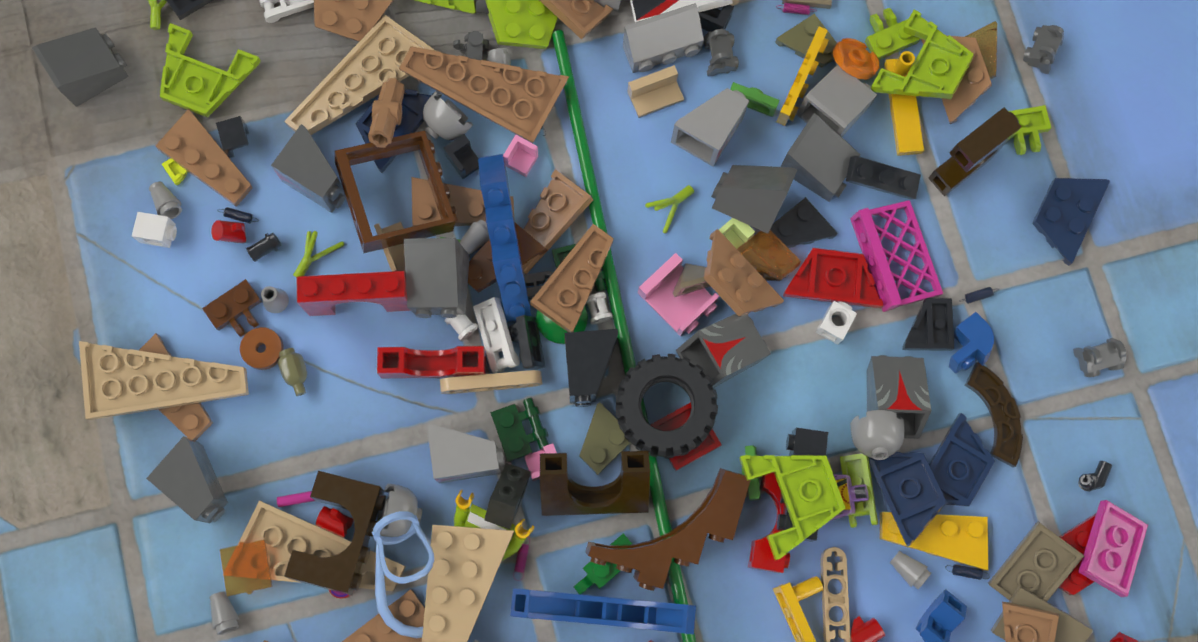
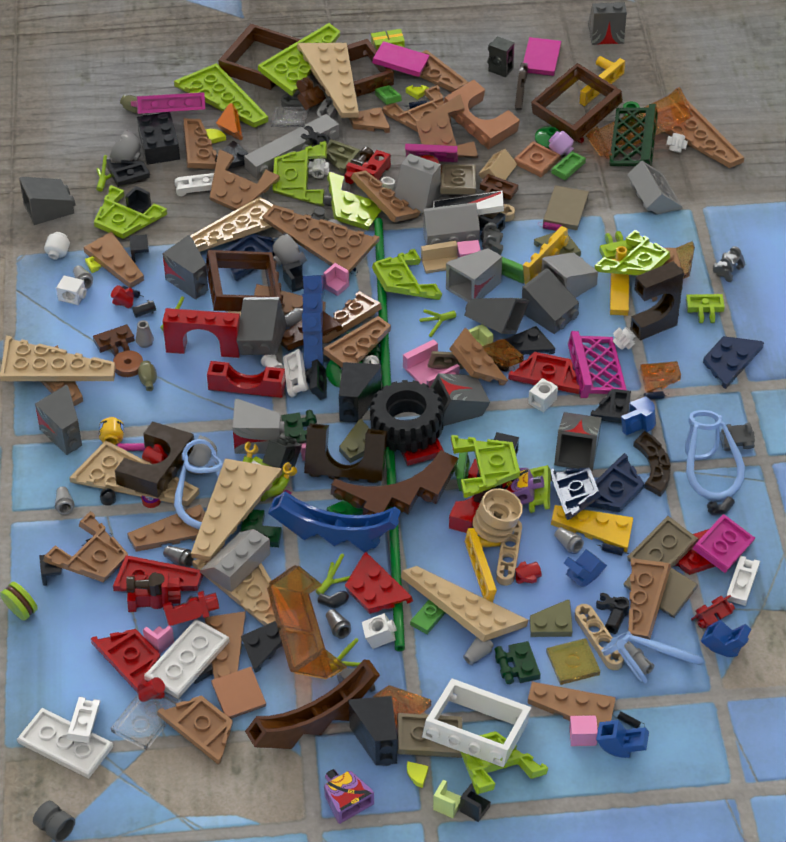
camera: 15 degrees right, 30 degrees down
(116, 149) = (57, 245): none -> white head
(215, 49) = (138, 200): none -> black panel
(246, 568) = (87, 474): clear orange piece -> none
(263, 481) = (111, 430): none -> yellow head
(284, 598) = (107, 496): none -> black hinge
(386, 113) = (248, 238): medium nougat piece -> none
(491, 382) = (258, 397): tan beam -> none
(499, 626) = (255, 521): none -> dark green plate
(604, 140) = (398, 278): none -> lime wing
(695, 76) = (467, 247): none -> bright pink panel
(820, 569) = (497, 515): none -> tan wheel
(855, 59) = (586, 252): orange tile -> none
(877, 434) = (558, 451): light grey cylinder -> none
(883, 177) = (593, 318): black plate -> none
(927, 205) = (624, 338): none -> white gear
(980, 259) = (659, 375): none -> clear orange wing
(1058, 426) = (692, 457): none -> light blue animal
(1144, 602) = (743, 580): none -> white plate

